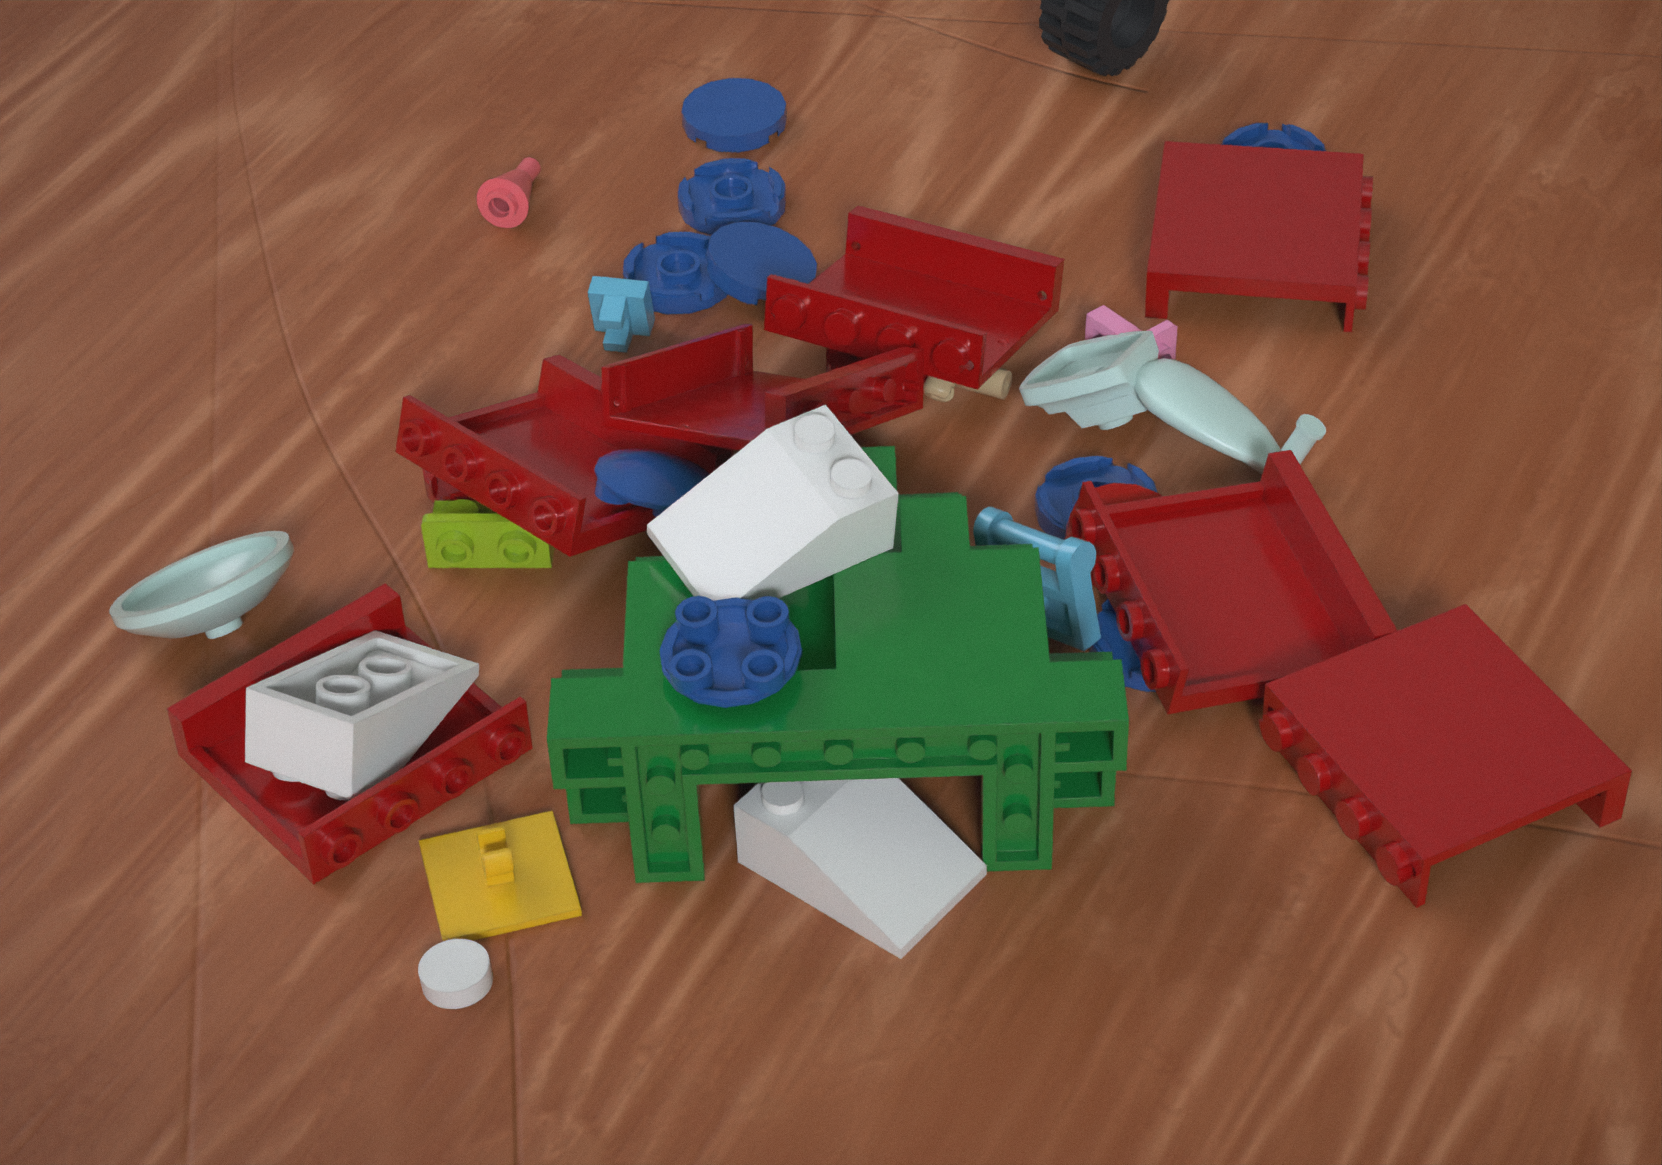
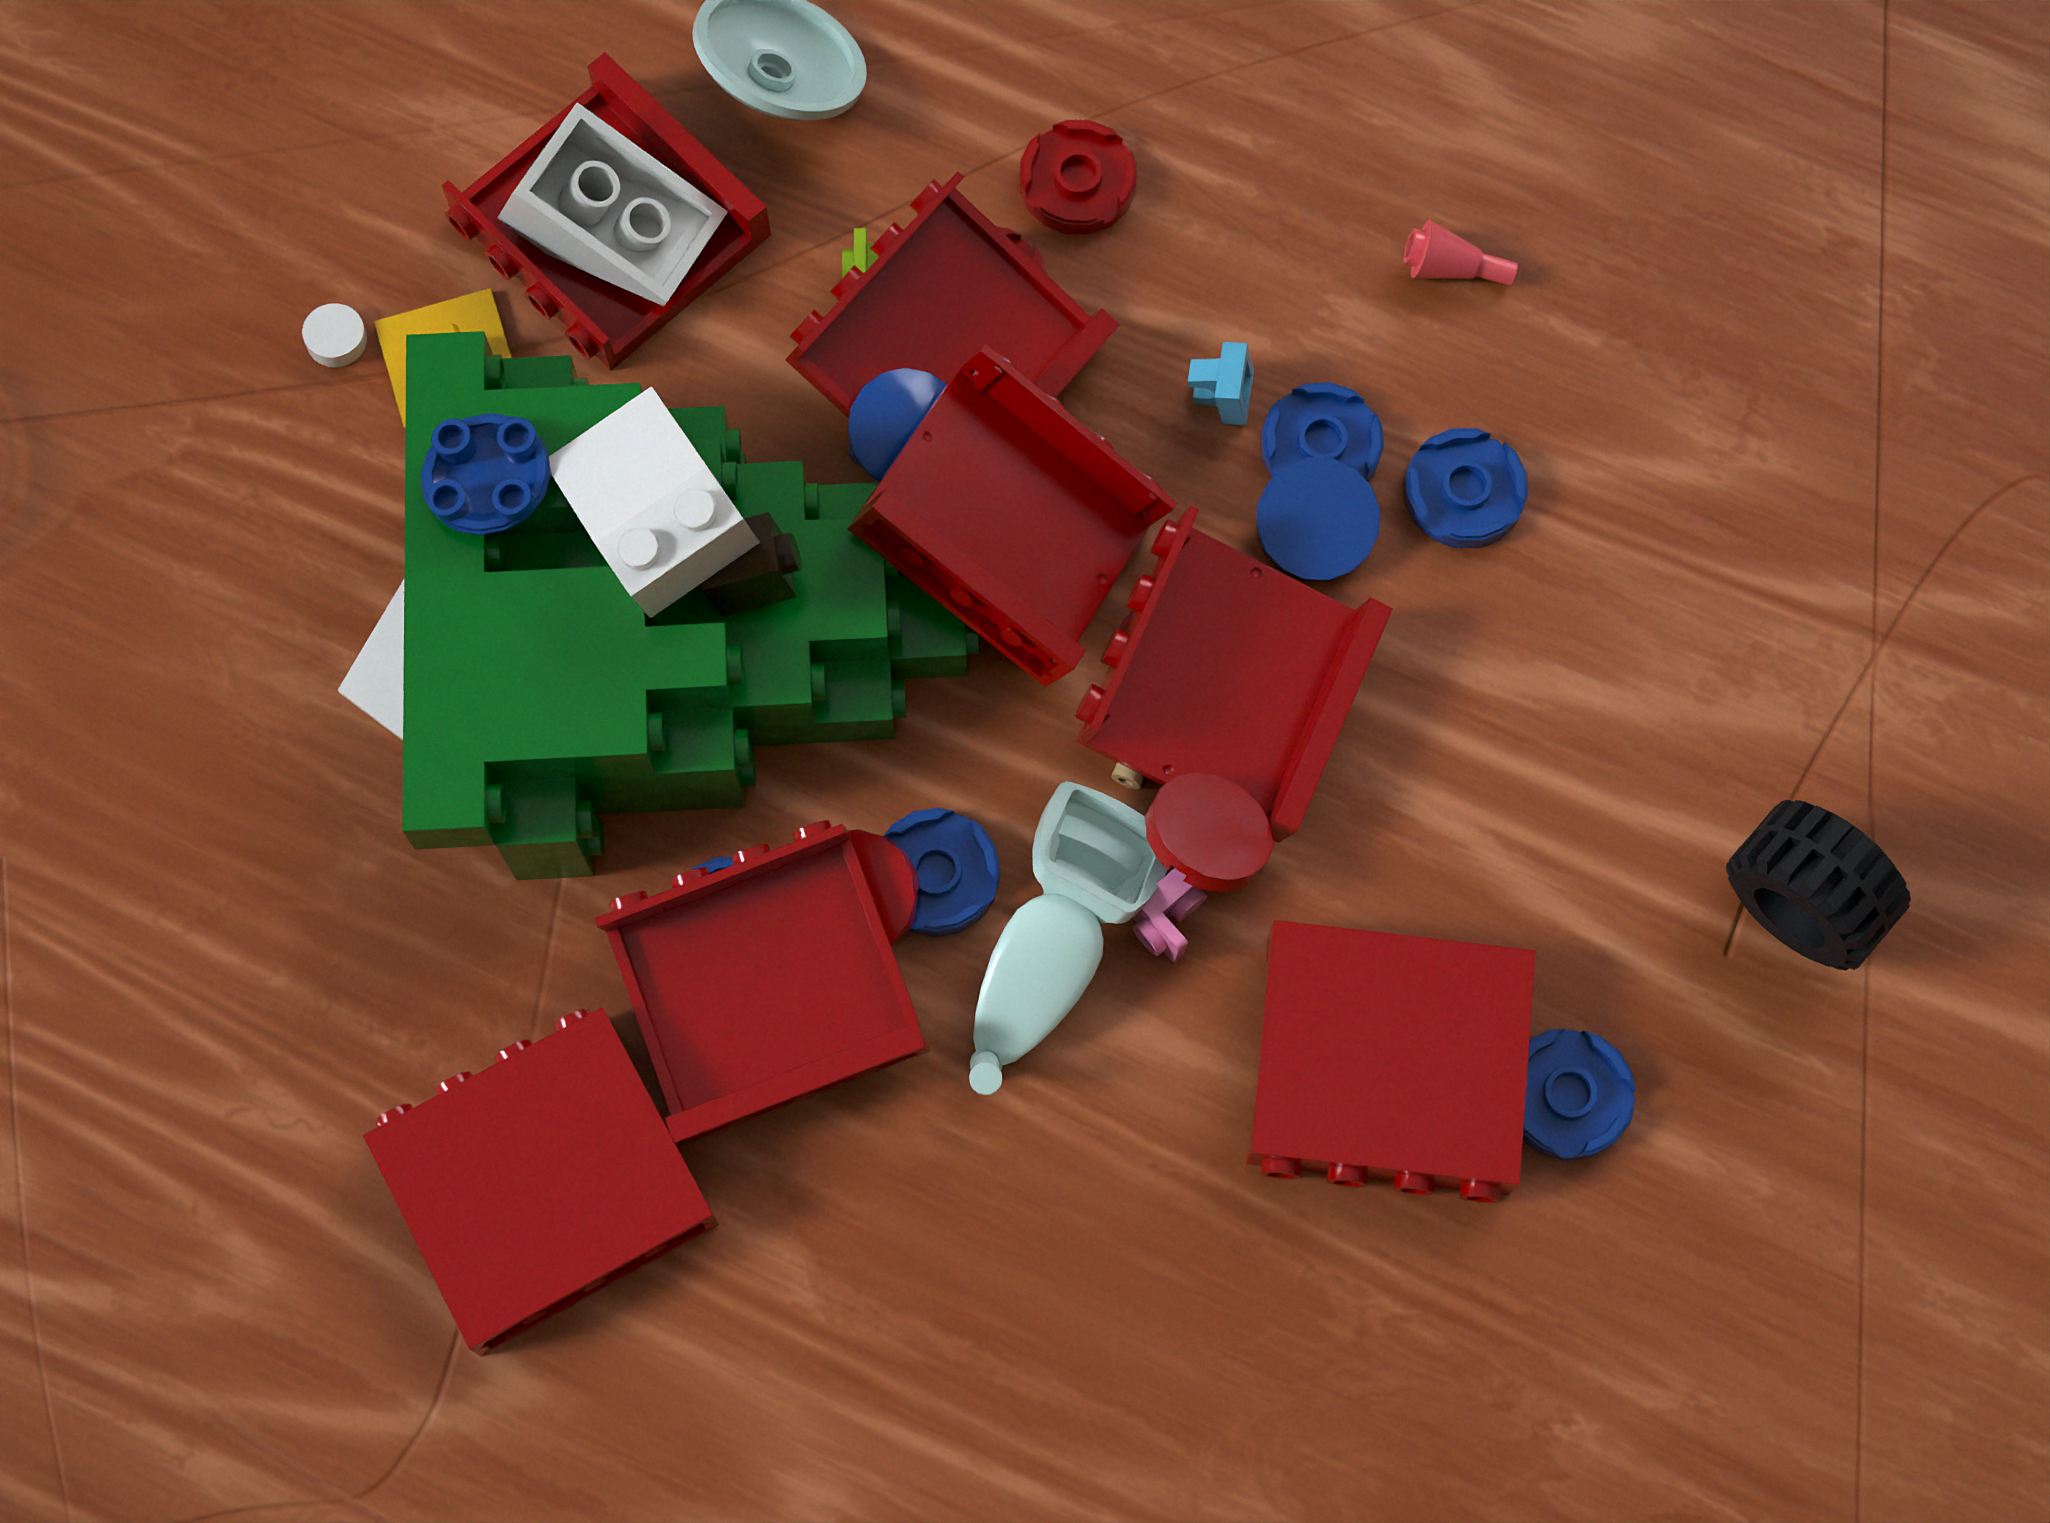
camera: 85 degrees right, 30 degrees up
(357, 414) = (1078, 177): none -> red tile
(734, 114) = (1628, 480): blue tile -> none
(1068, 302) = (1209, 831): none -> red tile
(1068, 590) = (774, 783): medium azure plate -> none

